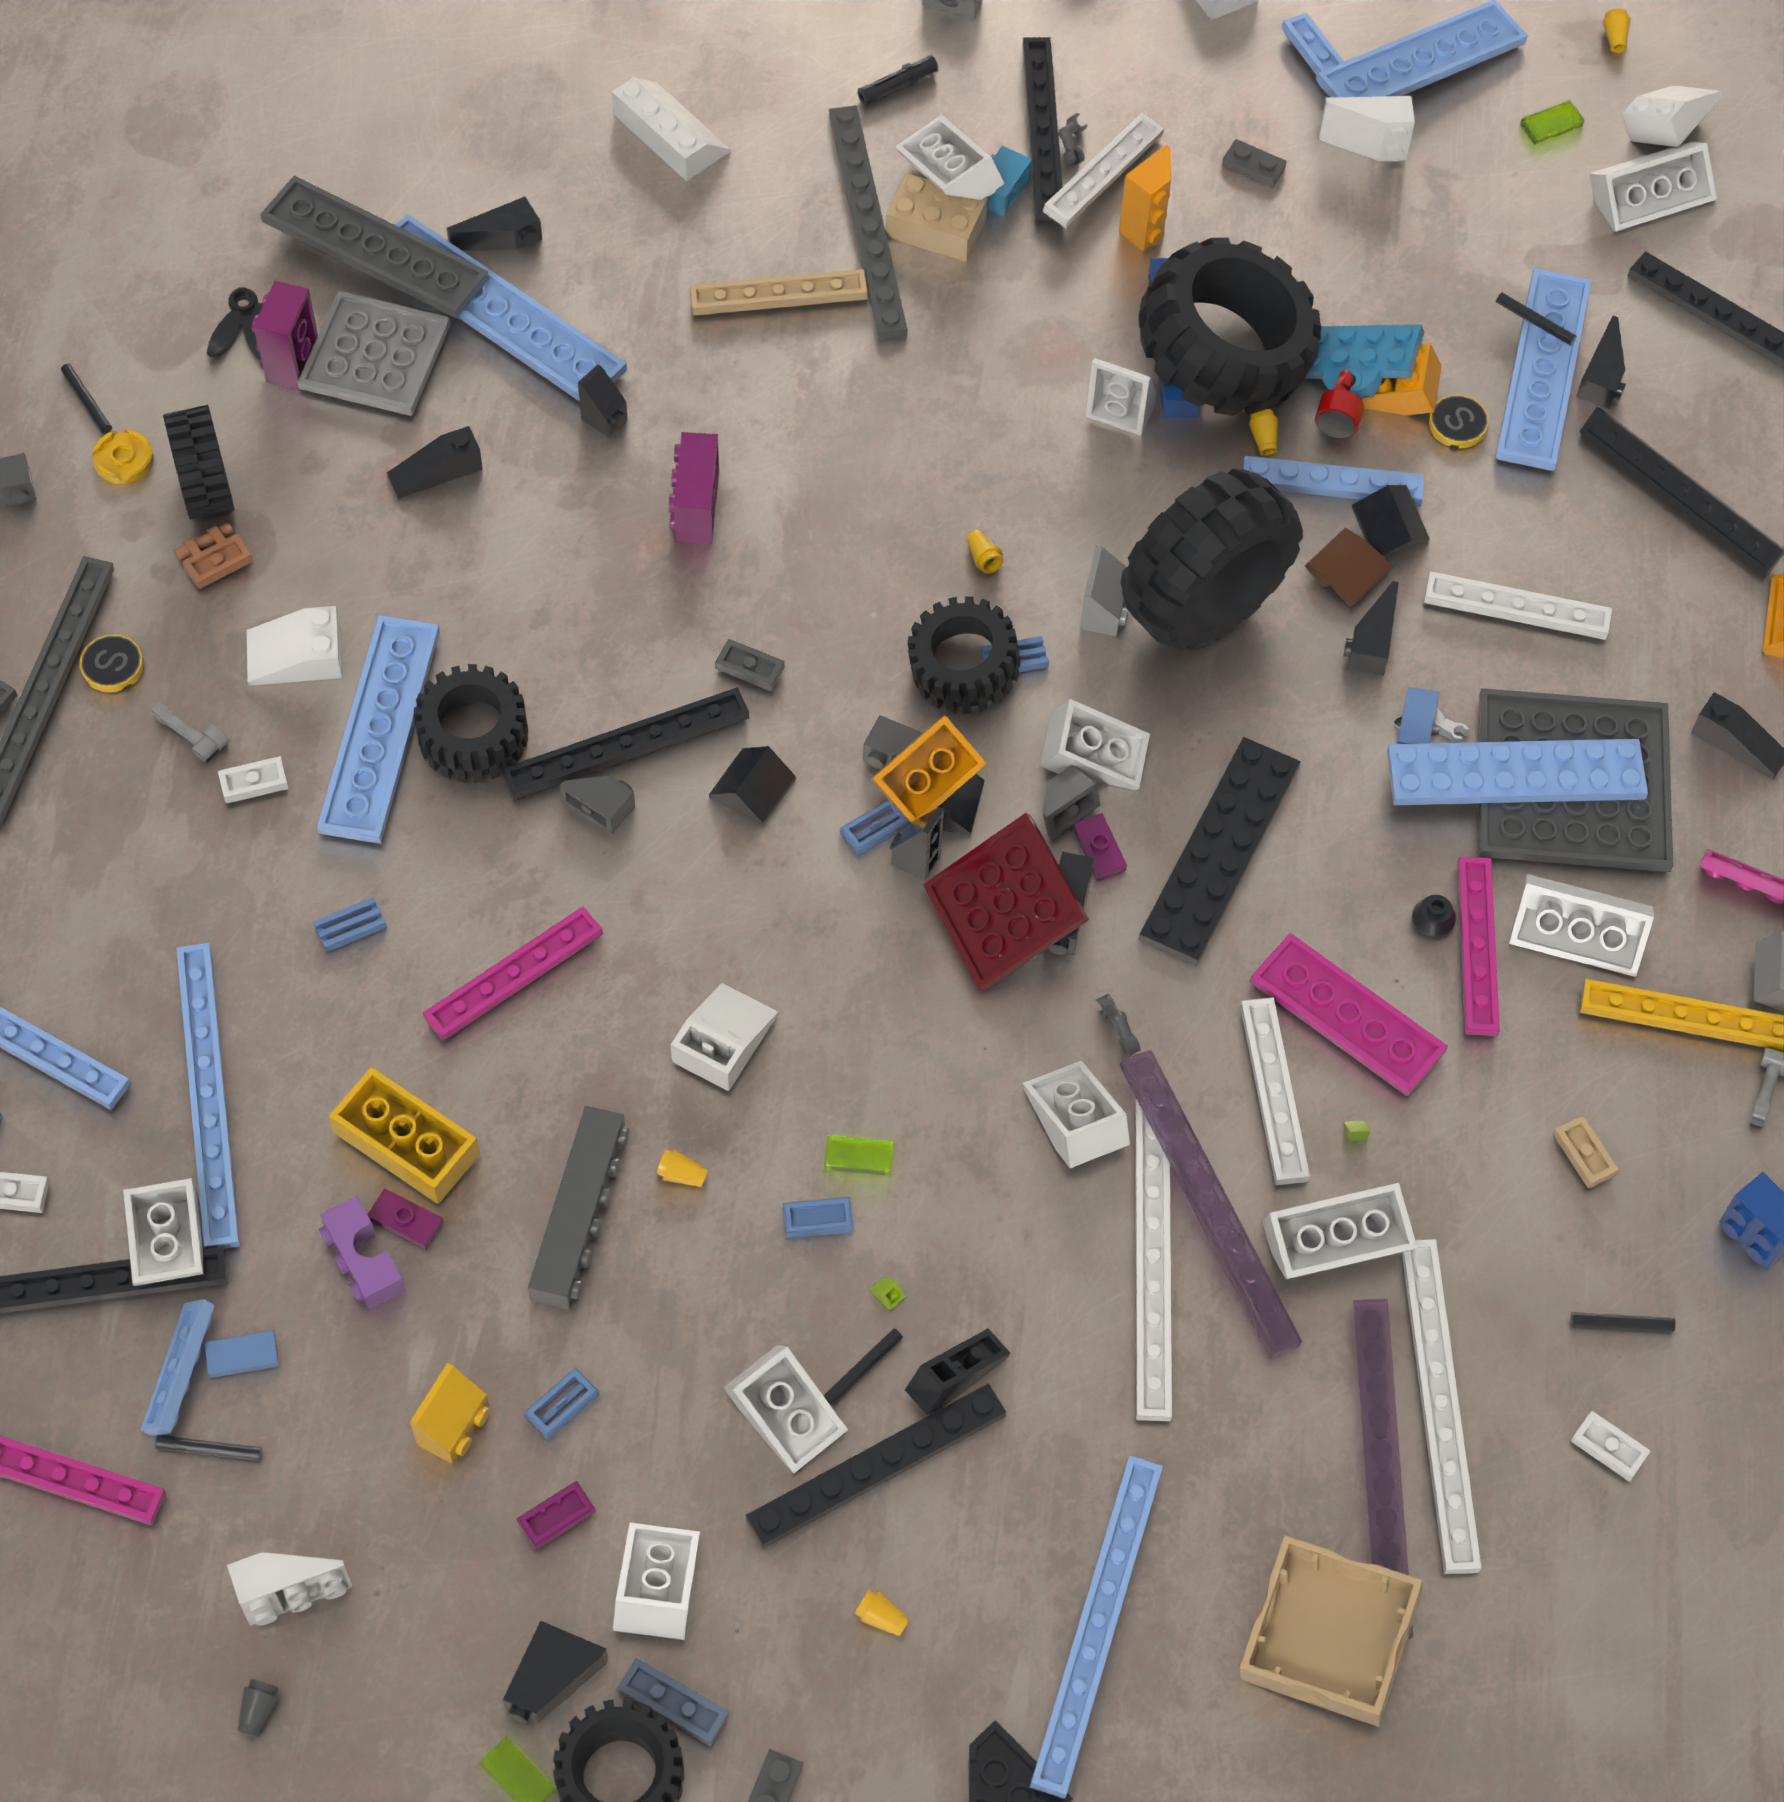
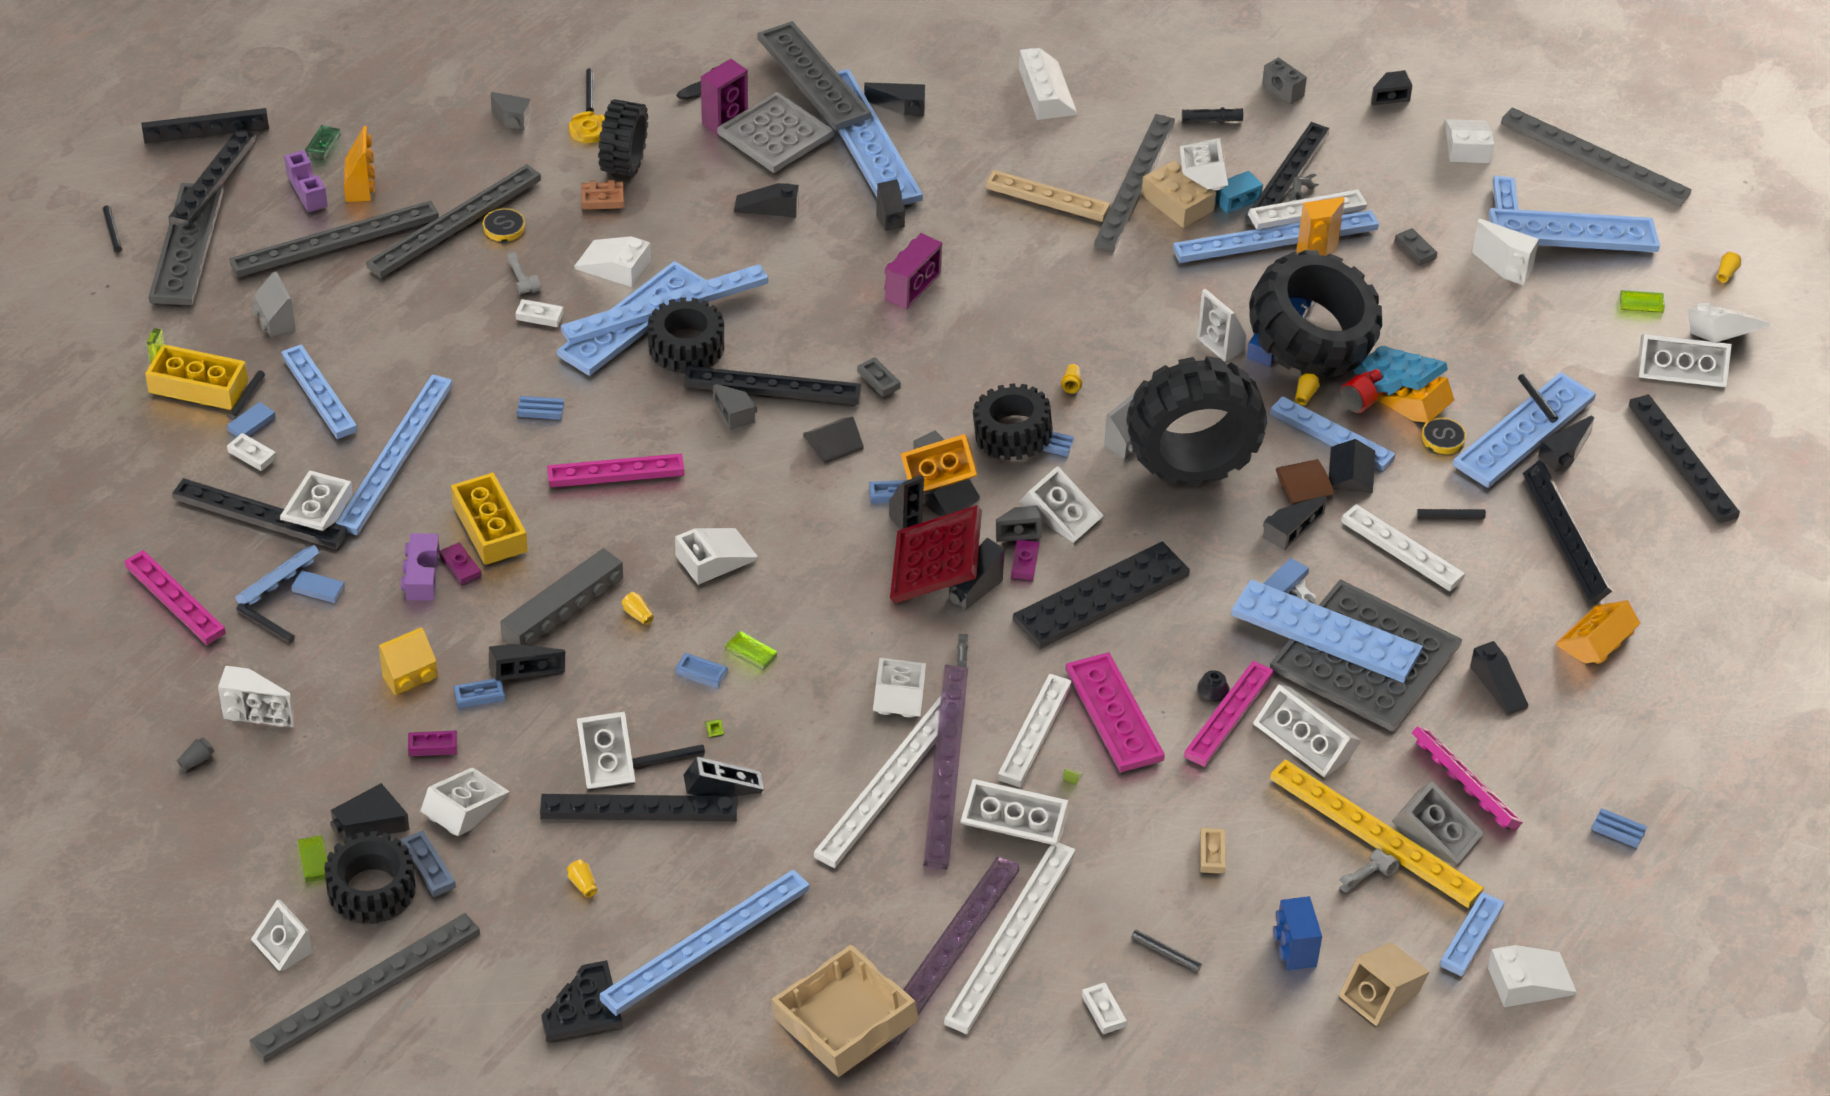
camera: 30 degrees right, 15 degrees down
(398, 704) = (641, 310): none -> light blue plate
(590, 1330) = (523, 661): none -> black slope
(1068, 241) = (1263, 238): none -> light blue plate
(1536, 528) = (1451, 513): none -> black bar

